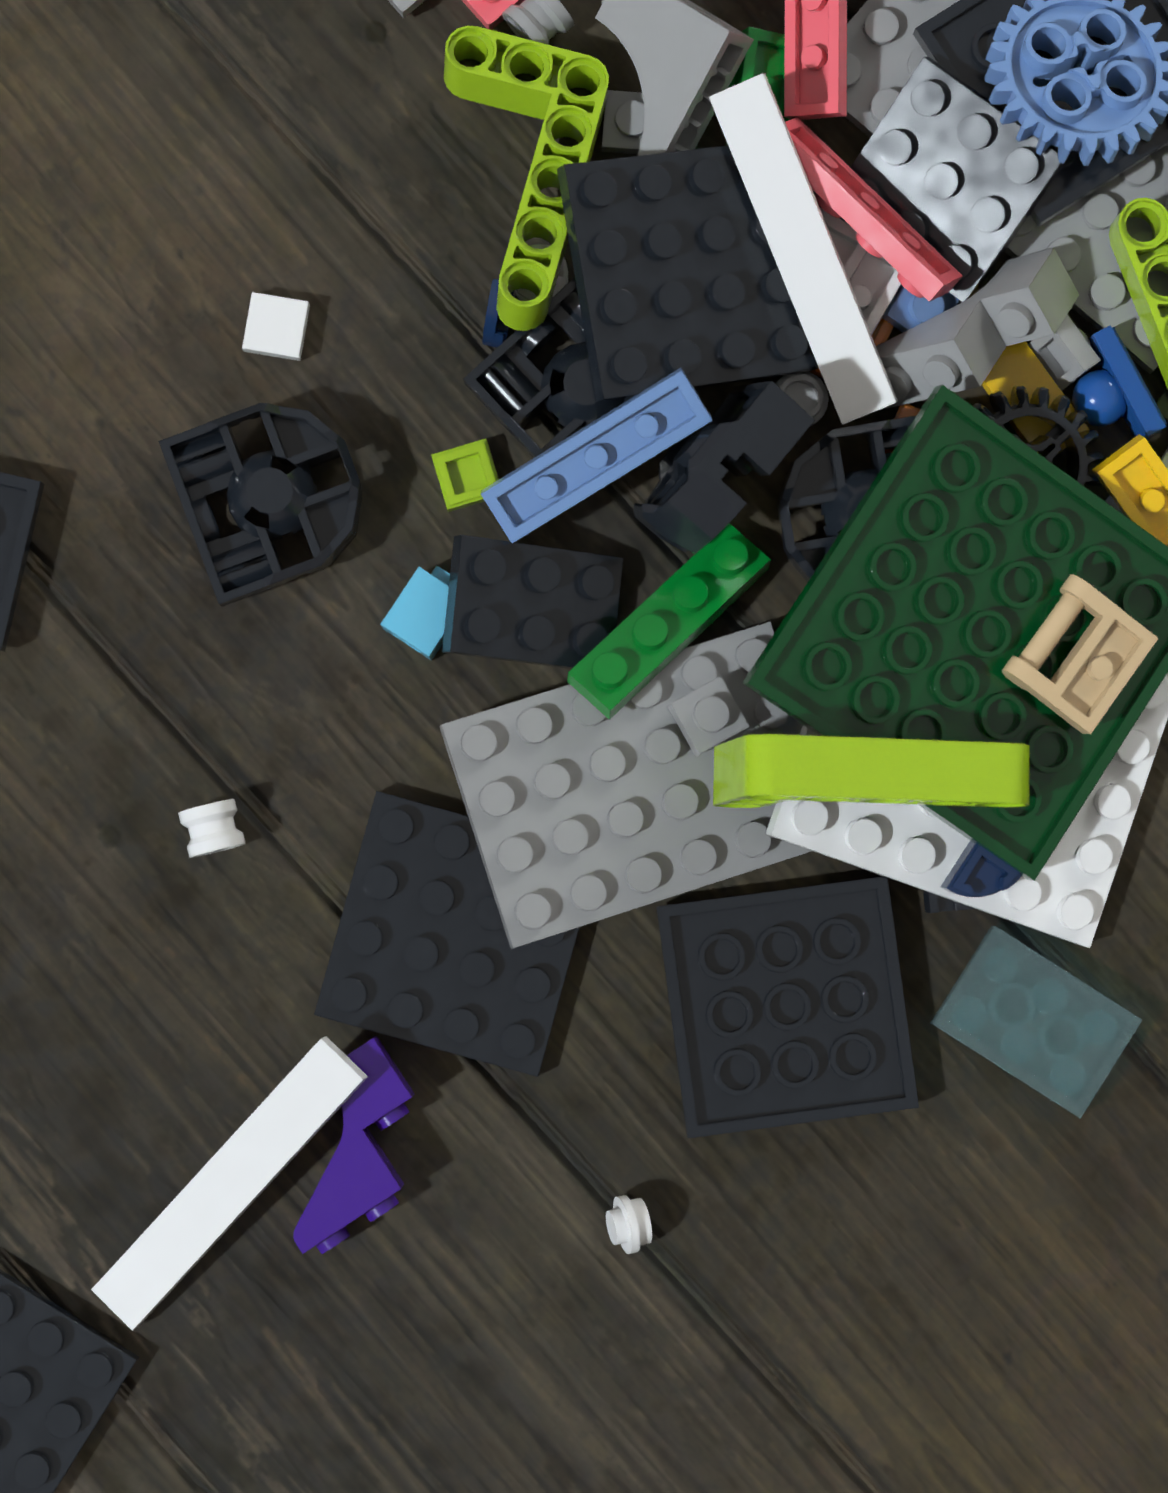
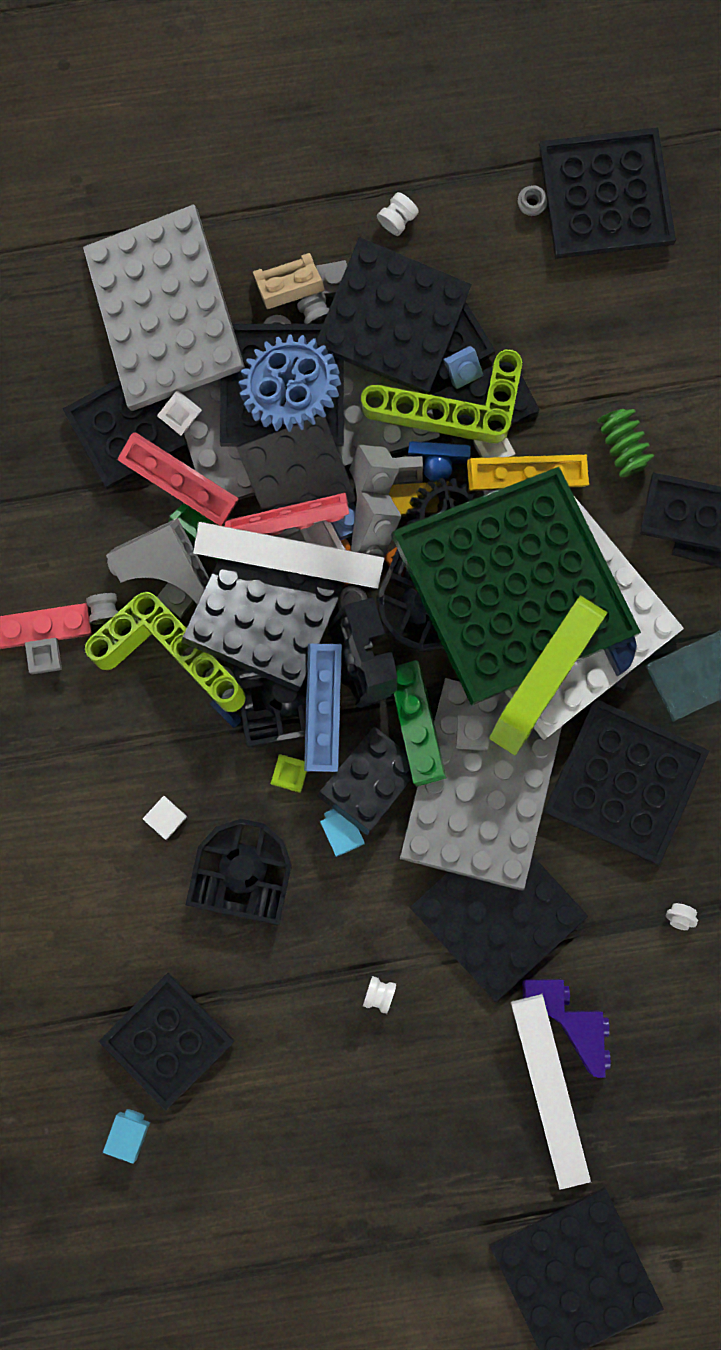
camera: 55 degrees left, 5 degrees down
(1094, 667) = (562, 544): tan plate -> none

